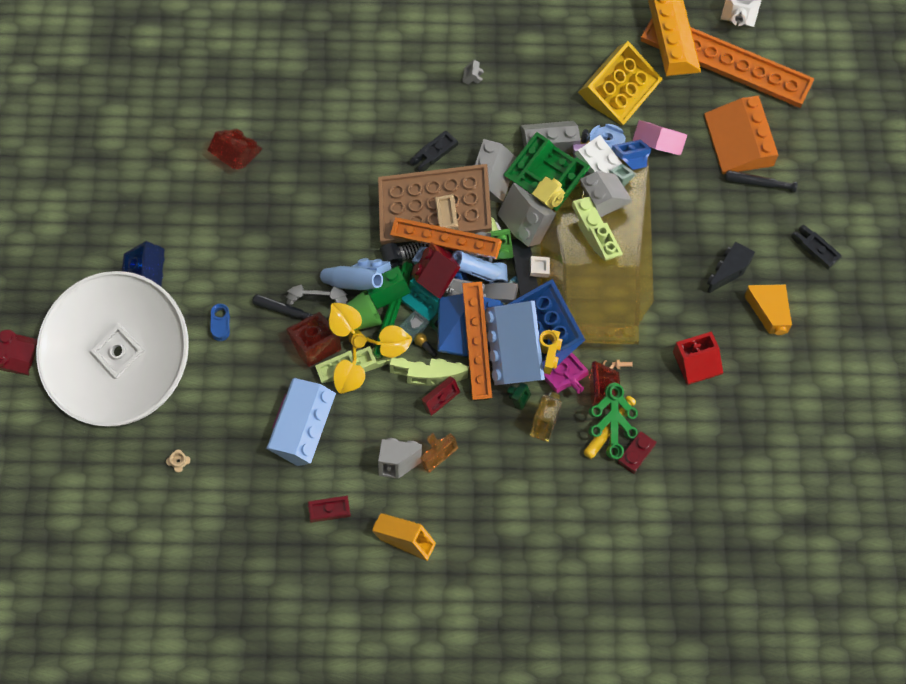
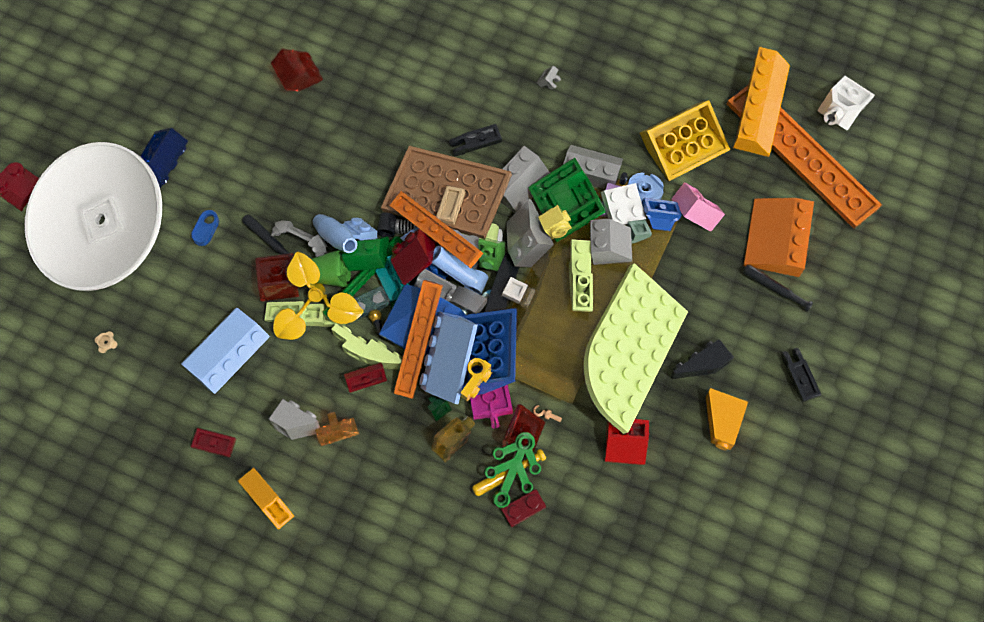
camera: 25 degrees right, 5 degrees up
(666, 274) = (630, 346): none -> yellowish green plate

